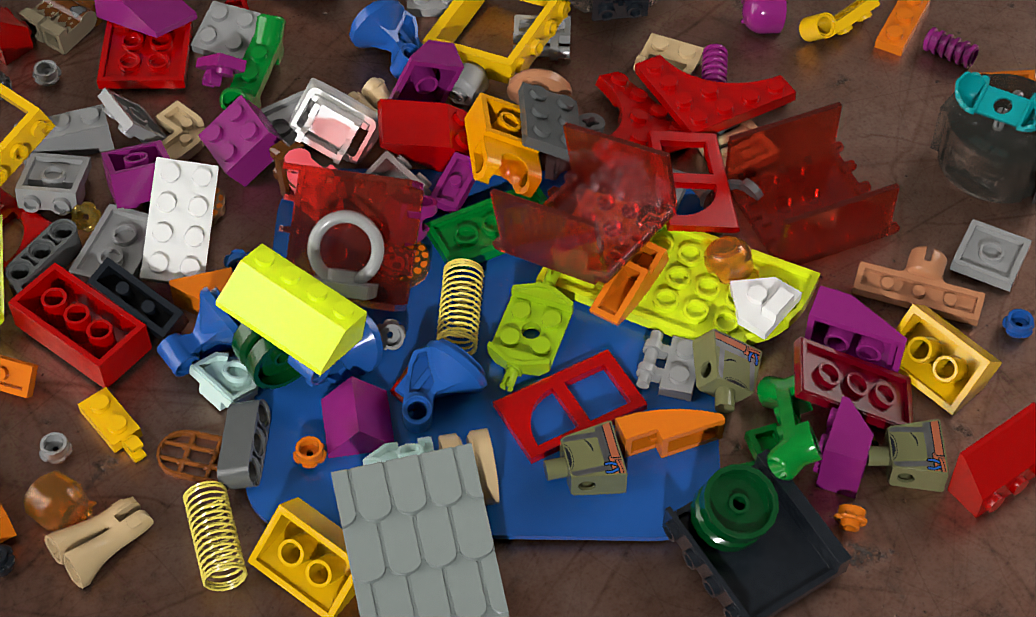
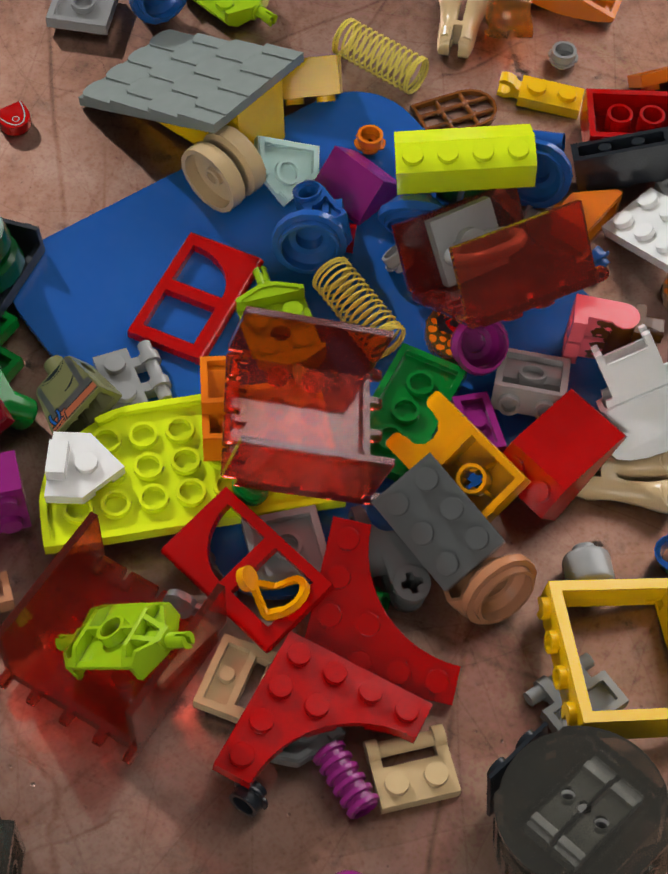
camera: 140 degrees right, 5 degrees up
(244, 444) = (418, 108): dark grey beam -> none
(429, 73) = (624, 524): magenta slope -> none
(590, 462) = (135, 248): olive torso -> none
(667, 430) = (89, 309): orange slope -> none
(702, 156) = (248, 581): none -> light orange piece
(729, 259) = (143, 493): clear orange hair -> none
(794, 146) = (124, 639): none -> lime plate

